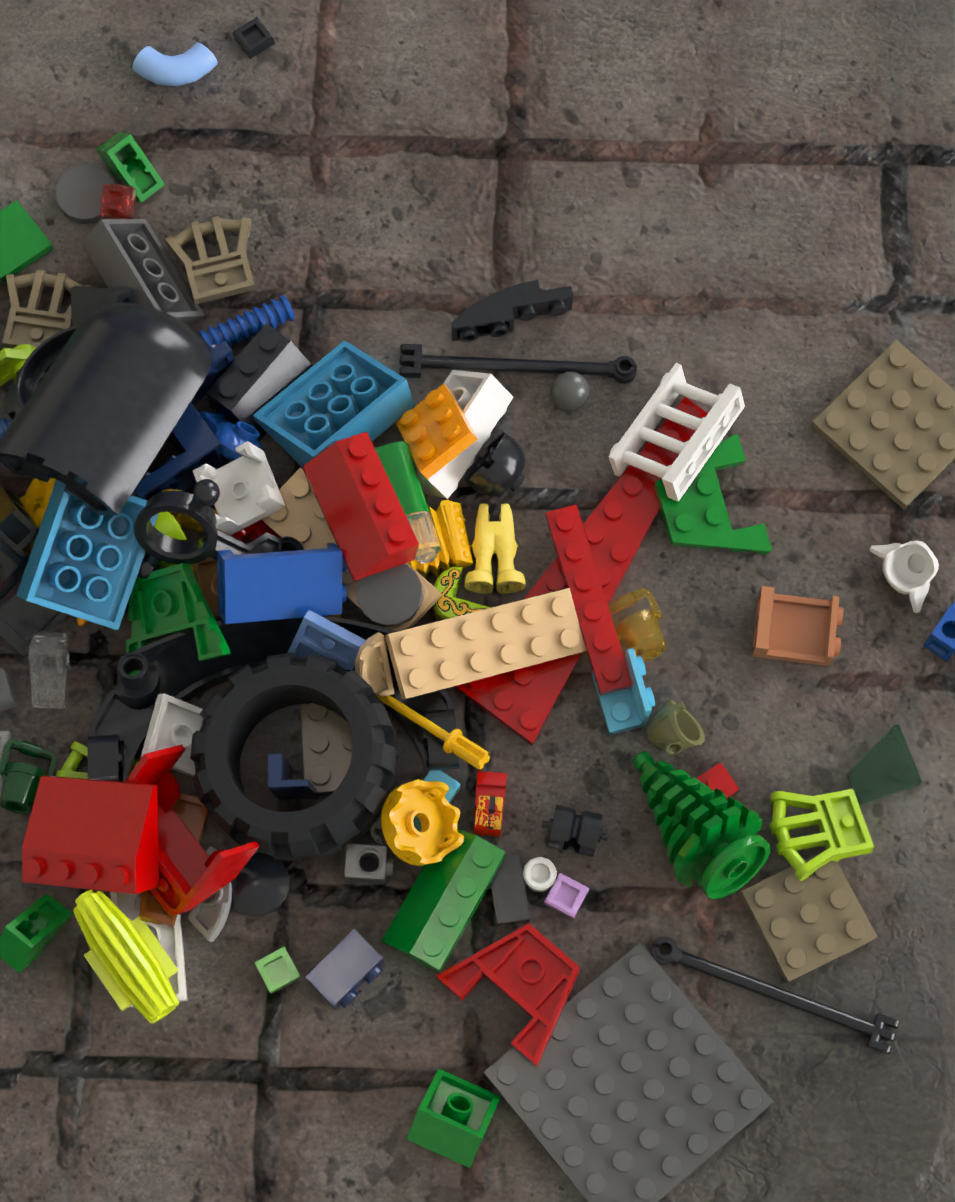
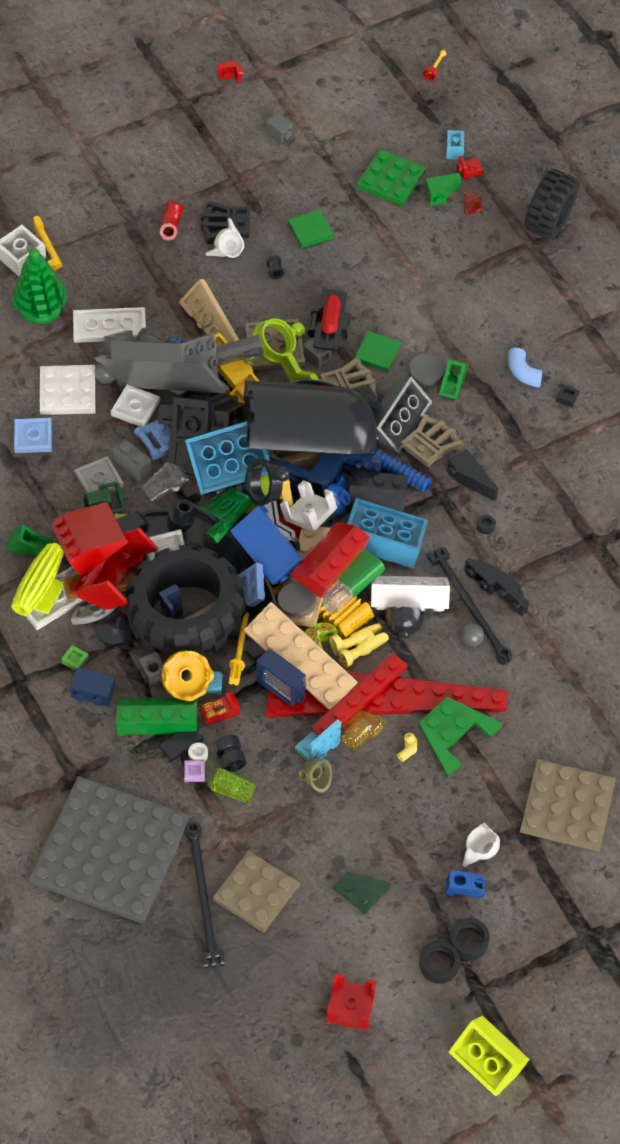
camera: 60 degrees right, 15 degrees down
(118, 201) = (429, 382): clear red tile -> none
(305, 239) = (470, 474): none -> black slope
(374, 666) = (252, 609): tan plate -> none
(398, 268) = (486, 524): none -> black tile
(436, 431) = (401, 577): light orange plate -> none
(453, 1118) = (46, 773): green slope -> none
(507, 689) = (281, 678): none -> dark blue window
(530, 974) = (140, 773): red wing -> none
(623, 854) = (232, 785): none -> clear neon green slope
(692, 453) = (481, 703): white fence -> none
(697, 576) = (410, 747): none -> light yellow arm
(702, 830) = (264, 811): green plant -> none
(720, 779) = (299, 812): red plate -> none
(796, 628) = (412, 806): nougat panel -> none
(839, 822) = (311, 881): lime plate -> none

